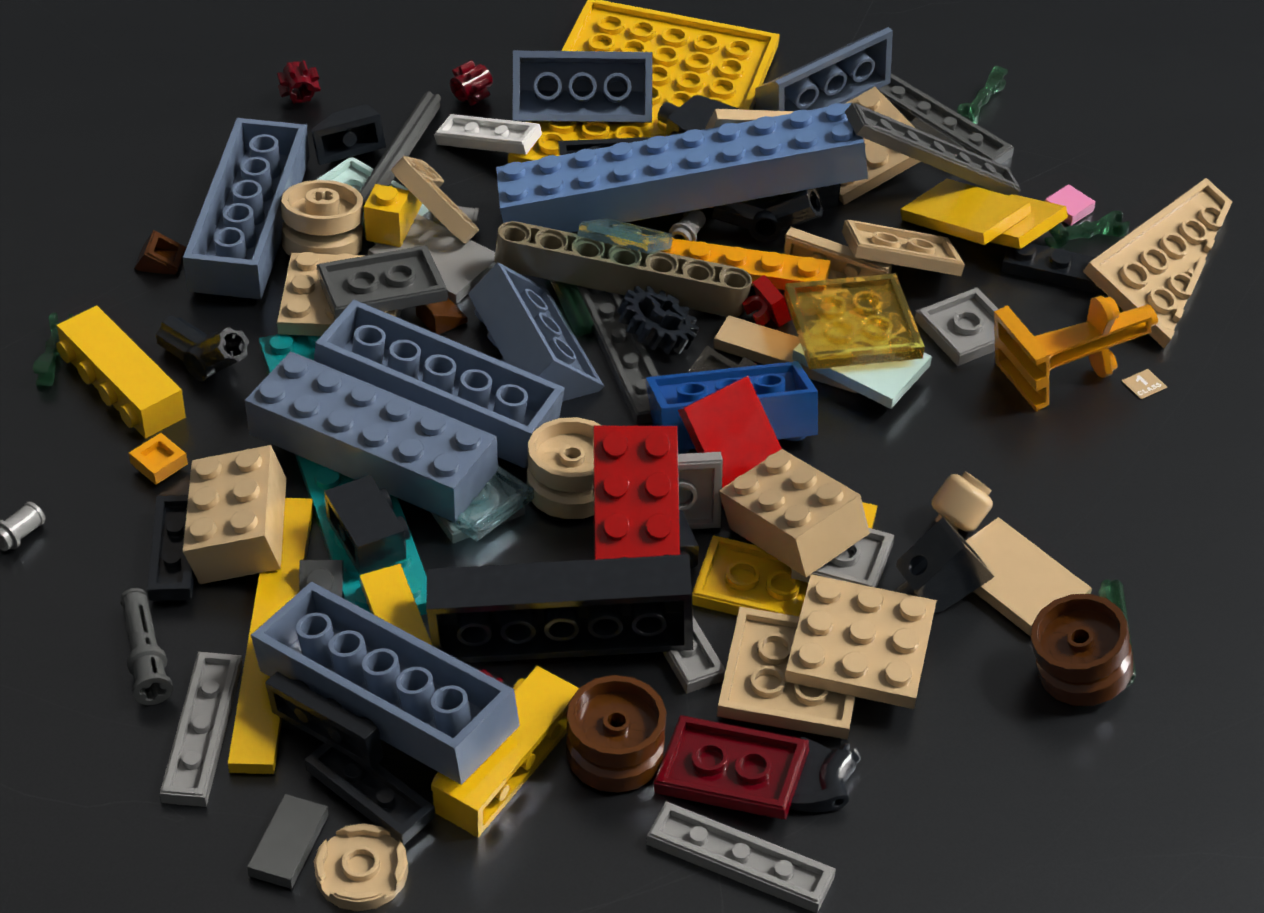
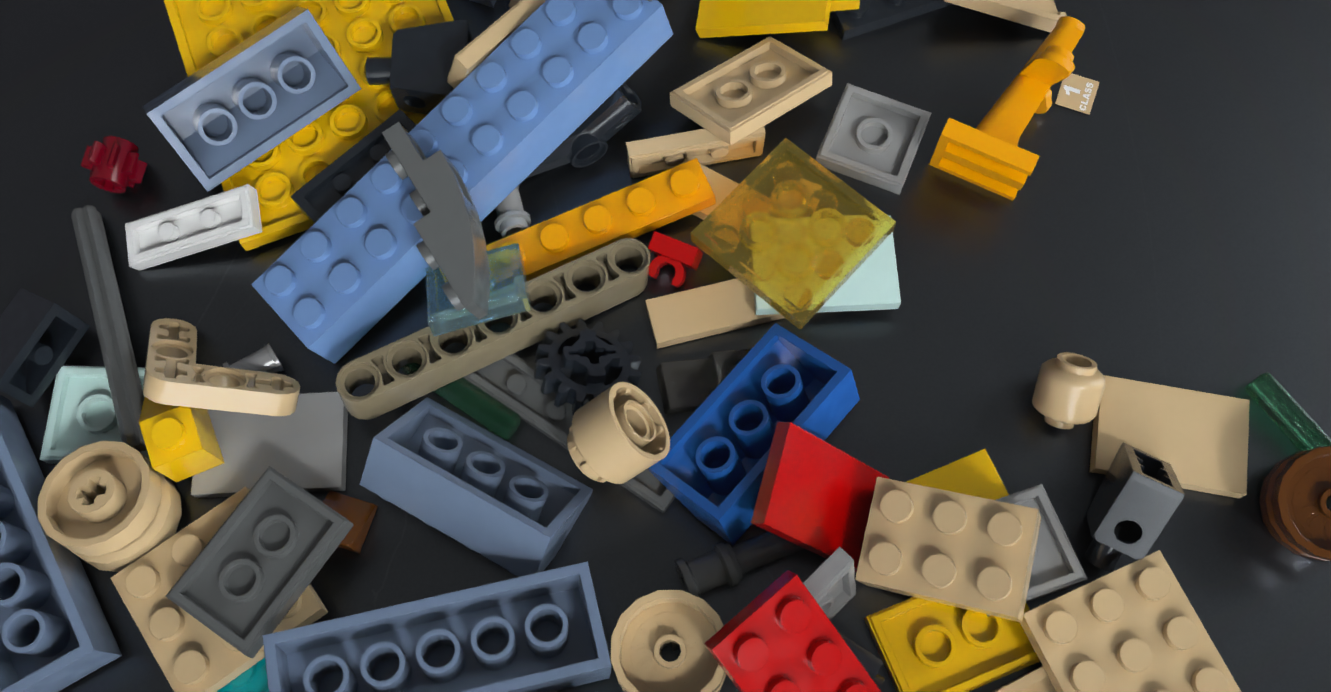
camera: 35 degrees left, 25 degrees up
(634, 176) = (450, 221): none -> dark grey slope
(642, 344) = (618, 435): none -> tan piece

